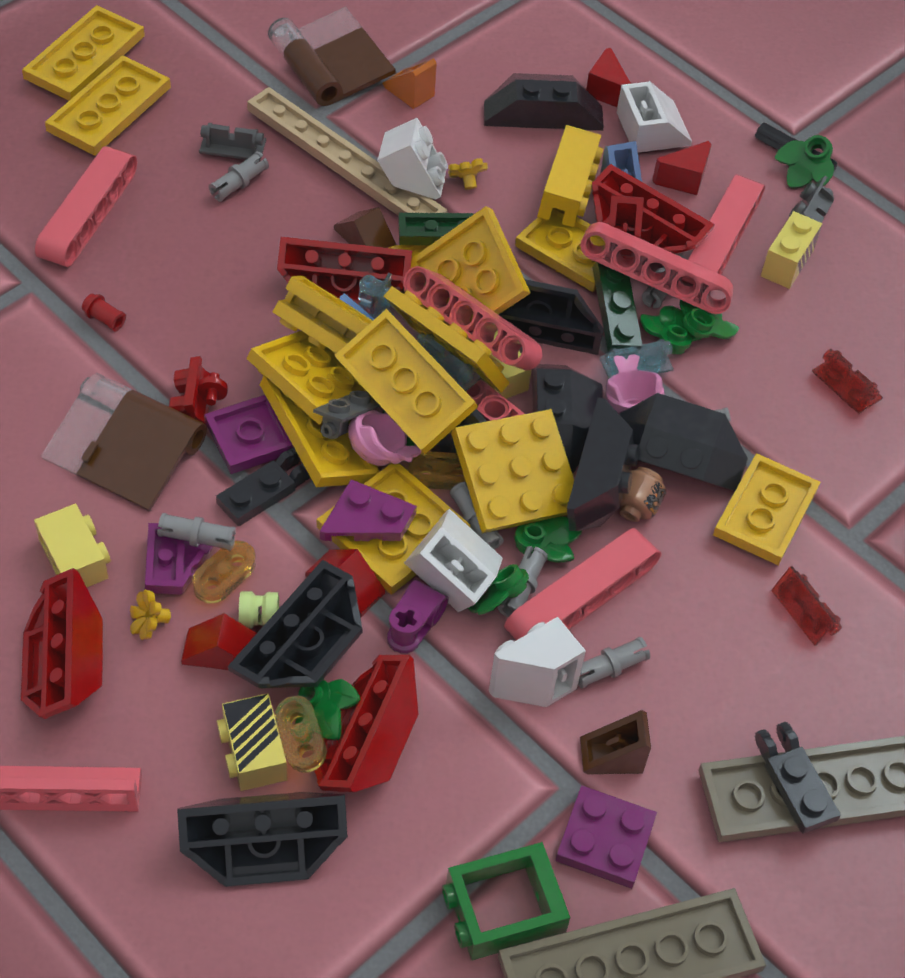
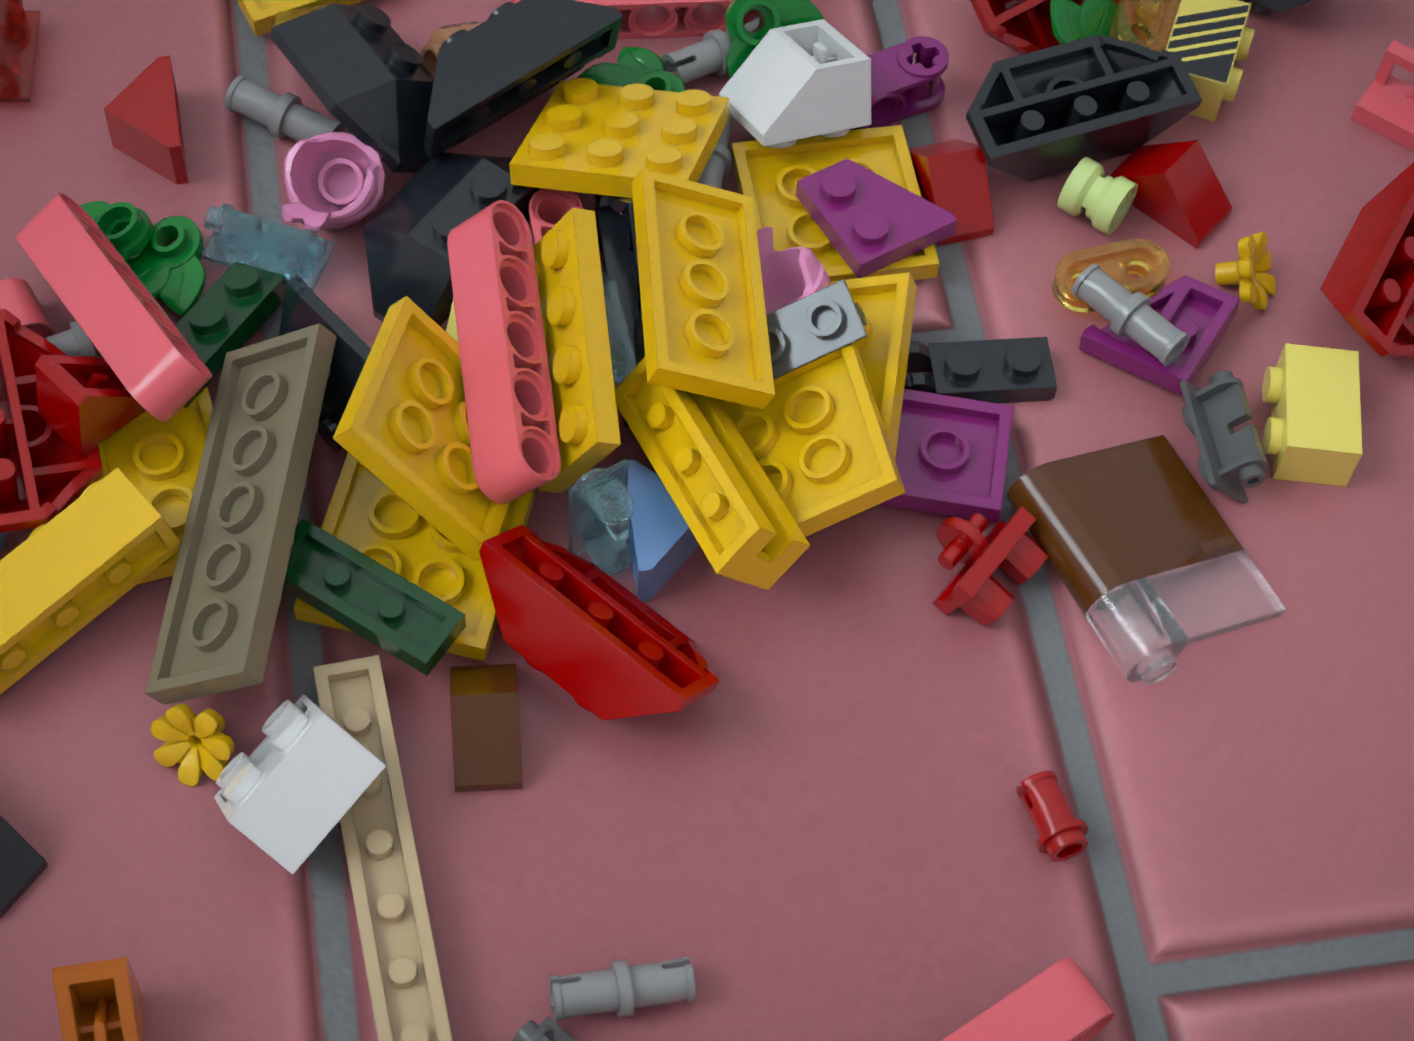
camera: 145 degrees left, 5 degrees up
(116, 509) = (1228, 457): none -> dark grey hinge
(521, 223) = (242, 518): none -> dark tan plate
(742, 382) = (147, 121): none -> red slope

